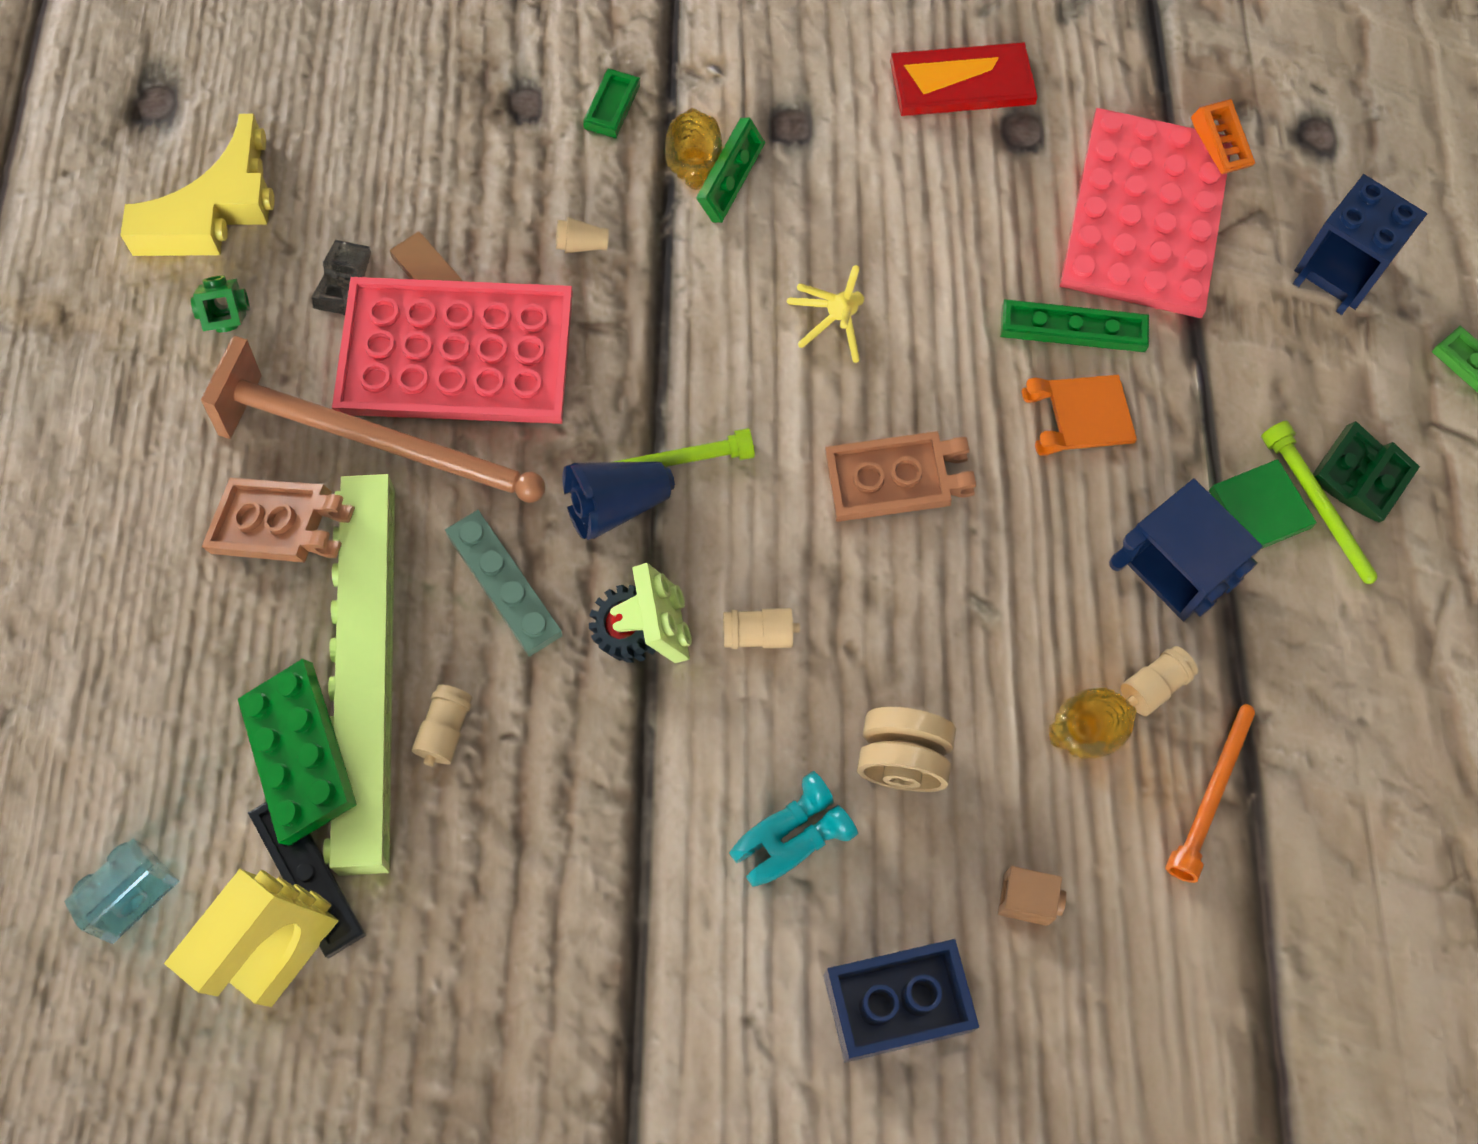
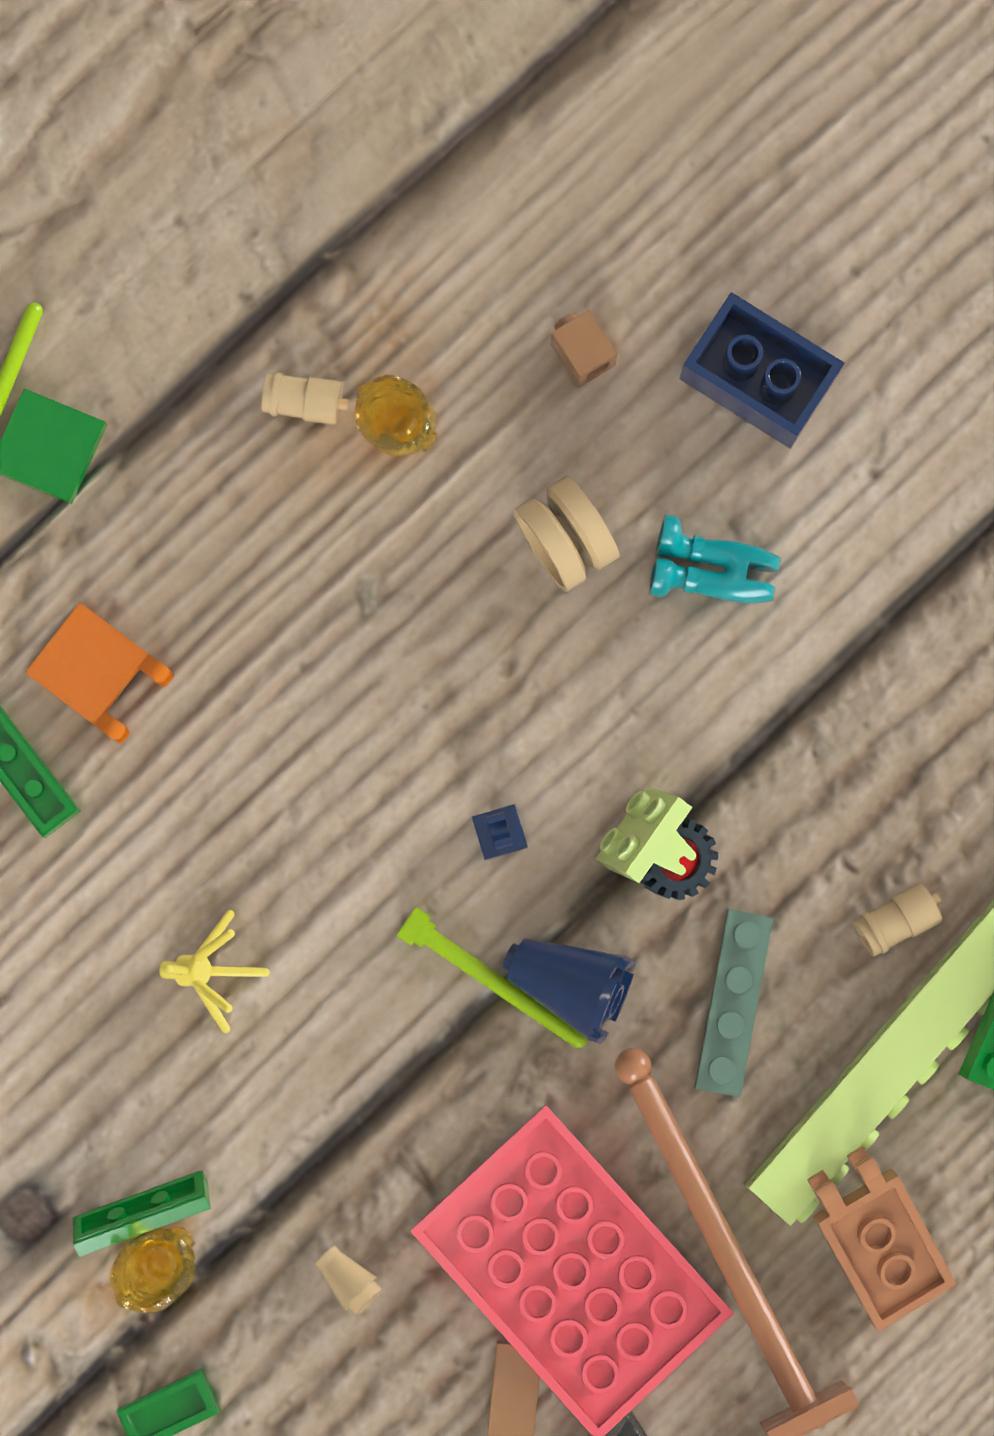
camera: 130 degrees left, 15 degrees up
(750, 545) = (499, 832): none -> dark blue tile
(759, 628) = (567, 748): tan piece -> none
(896, 475) = (318, 773): nougat tile -> none
(1186, 861) = (436, 259): orange piece -> none
(1189, 551) = (166, 462): dark blue container -> none

